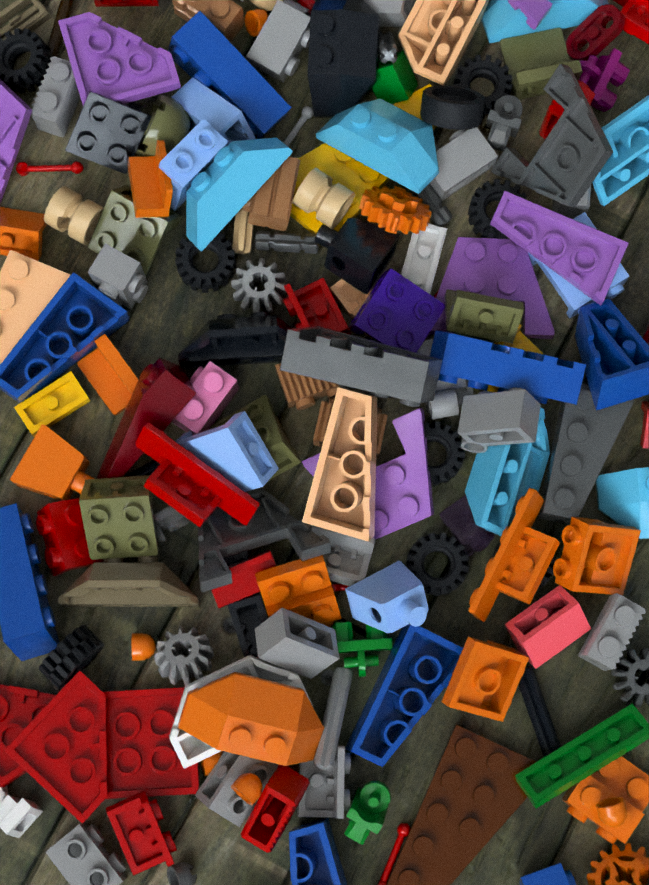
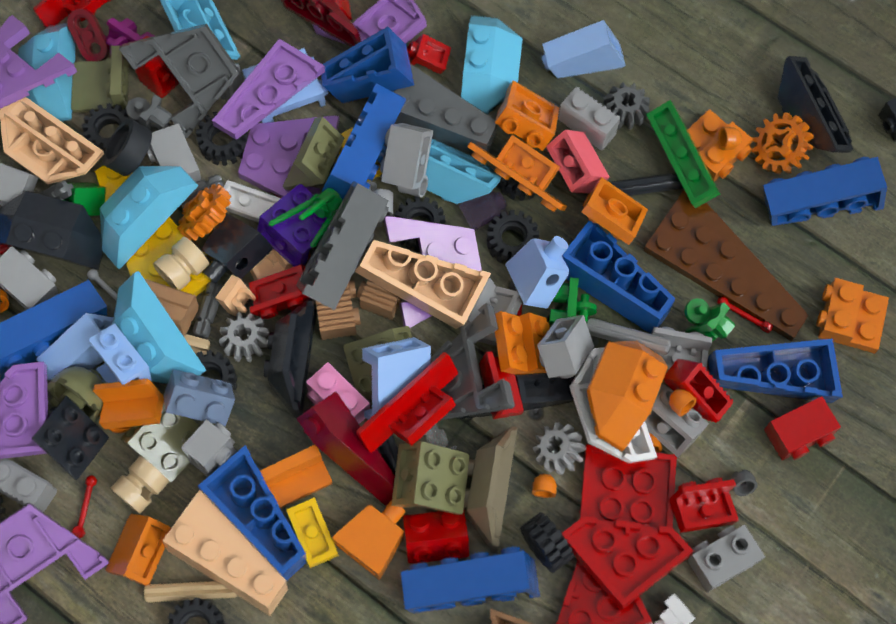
camera: 80 degrees left, 10 degrees down
(168, 250) = (198, 397): none -> sand blue brick
(304, 265) = (234, 296): none -> light nougat tile
(417, 336) = (321, 204): none -> green plant

